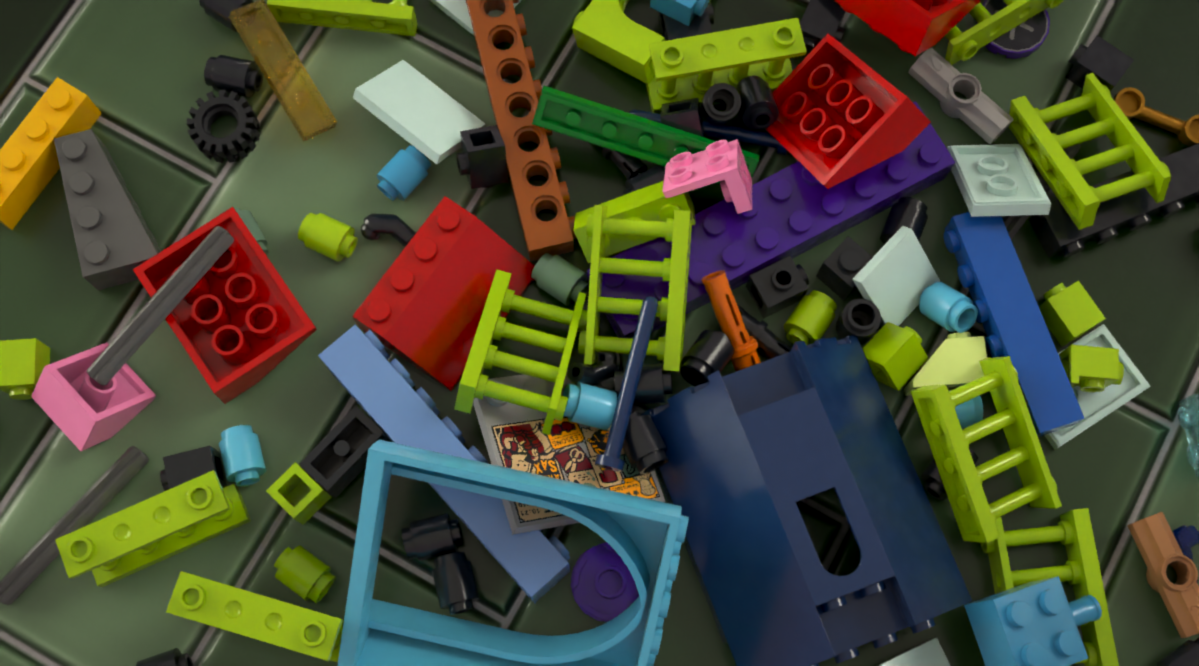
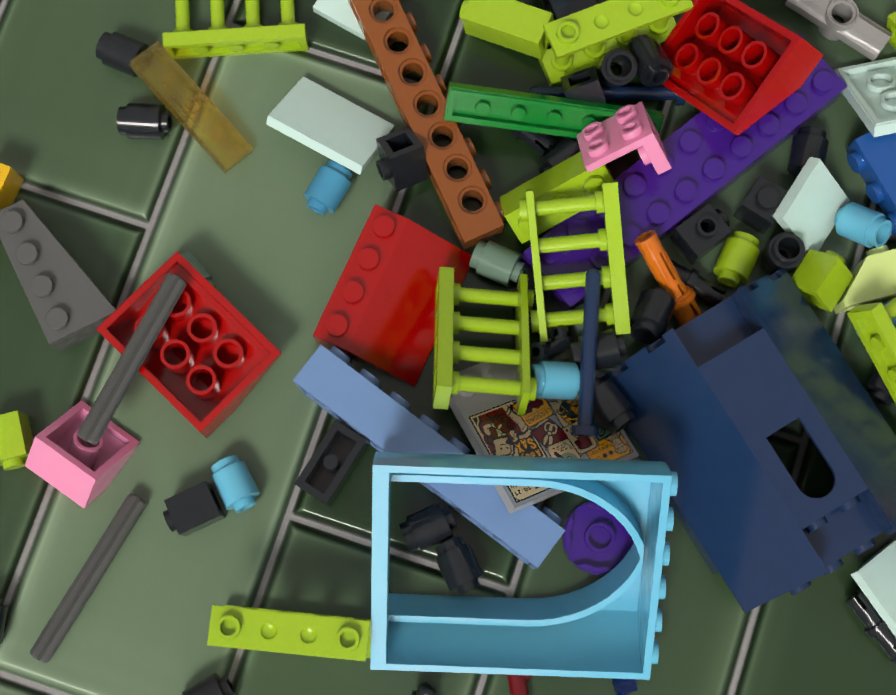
camera: 10 degrees left, 5 degrees up
(153, 530) = (172, 570): lime fence -> none
(212, 110) = (131, 158): black tyre -> none
(298, 493) = (297, 510): lime brick -> none
(304, 573) = (317, 582): lime brick -> none
(327, 236) = (269, 261): lime brick -> none
(387, 224) = (322, 239): black arm -> none

